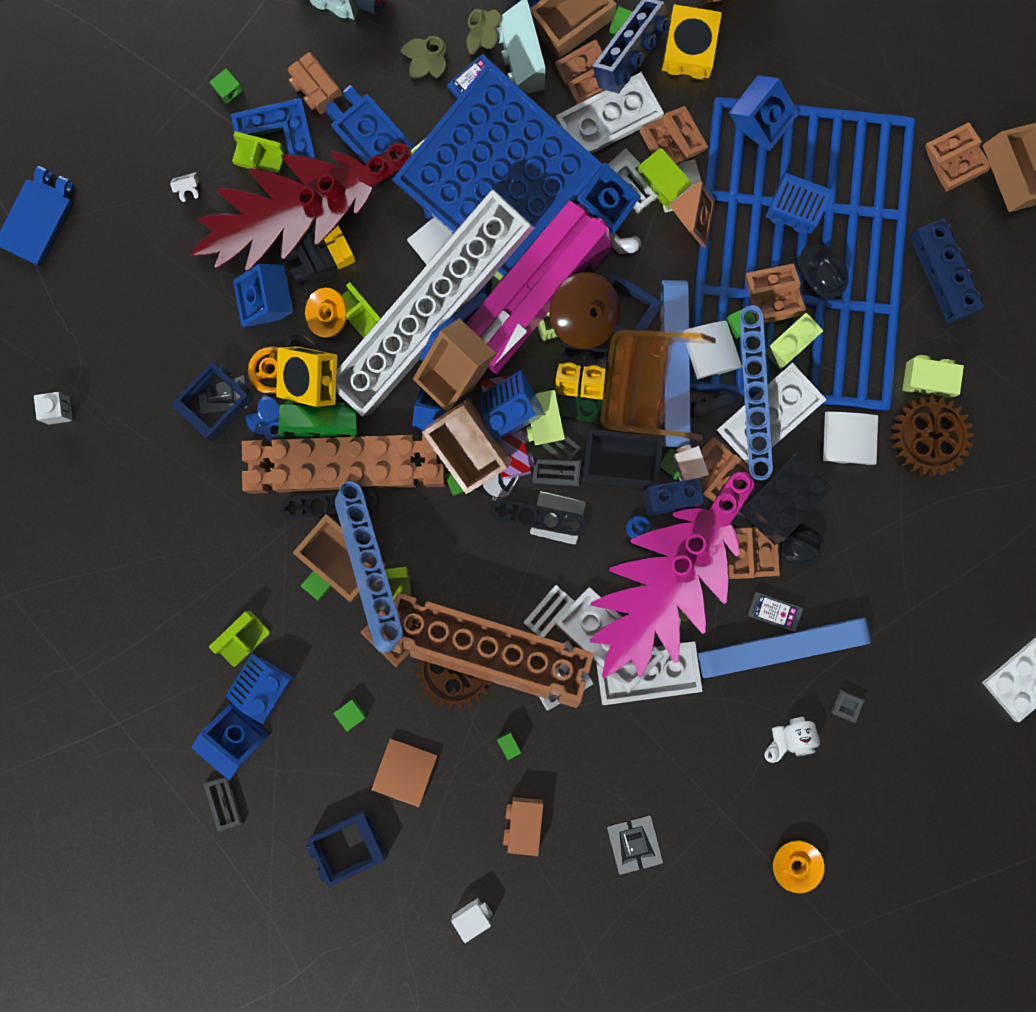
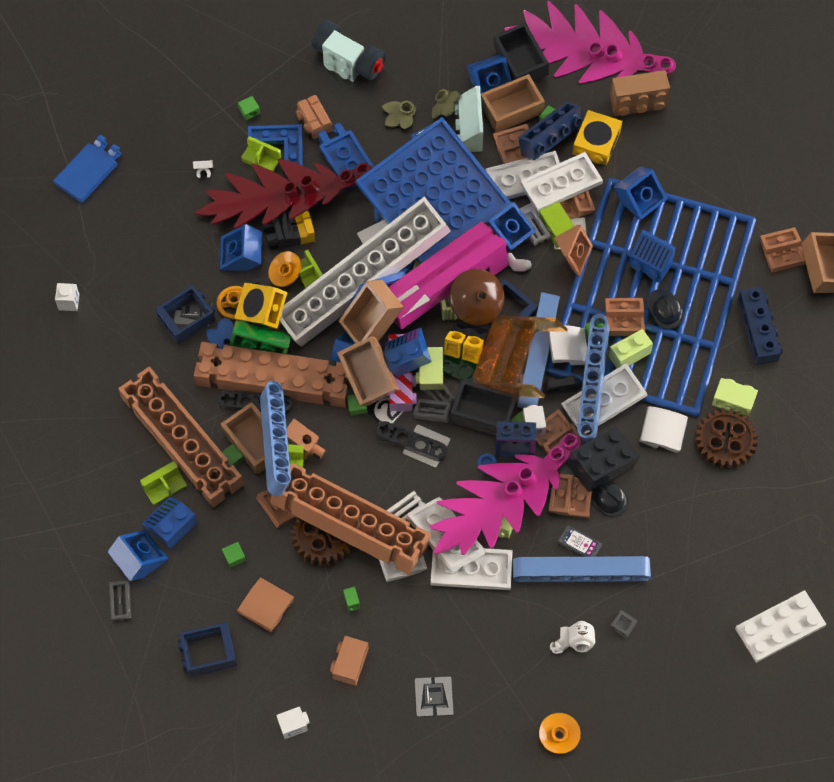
camera: 10 degrees right, 20 degrees down
(245, 574) = (181, 437): none -> nougat brick
(391, 547) = (300, 435): none -> nougat torso
(659, 117) = (561, 182): none -> white plate

